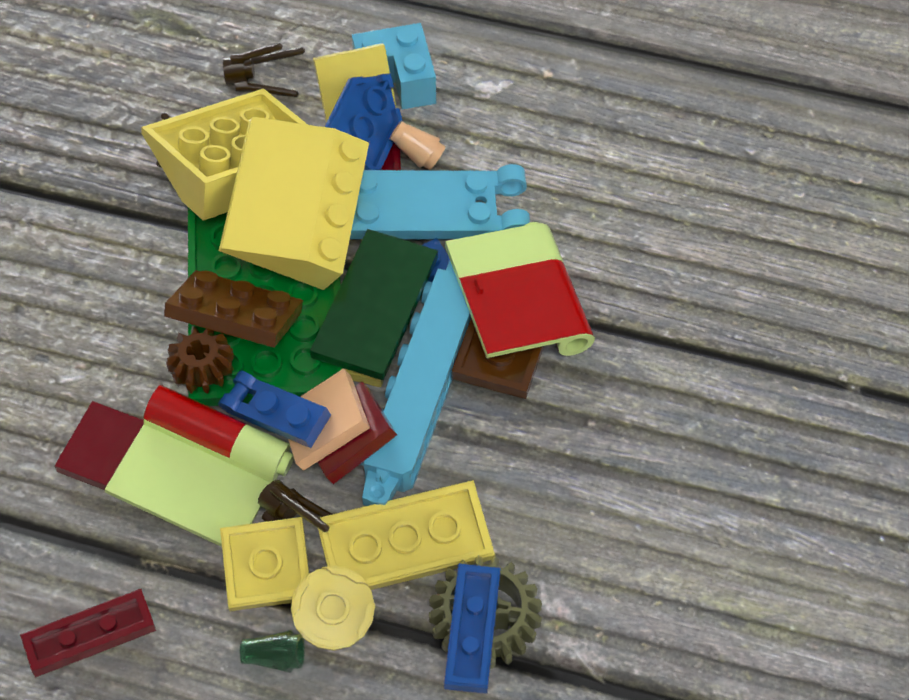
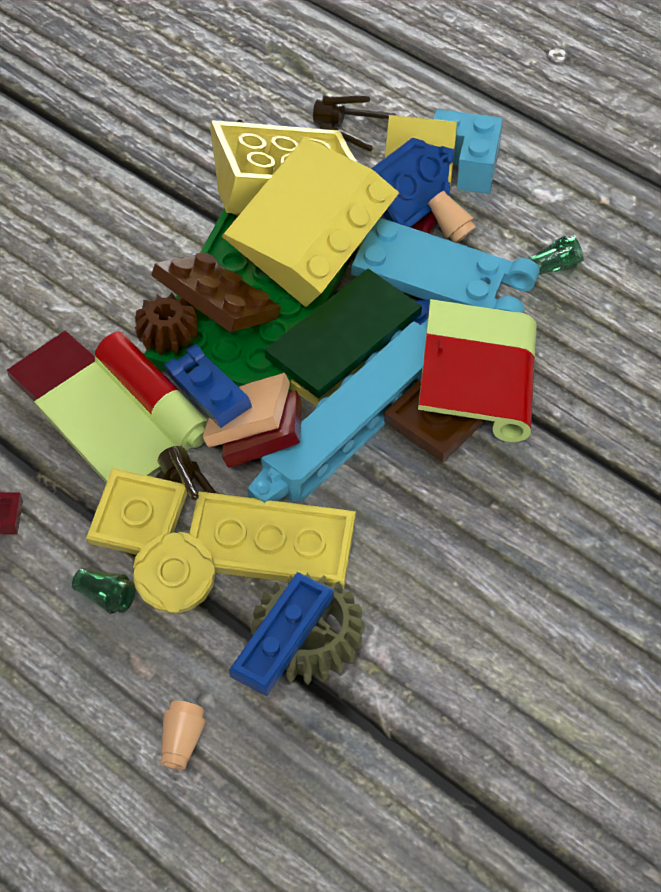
camera: 25 degrees right, 5 degrees down
(536, 148) = (559, 255): none -> clear green cone

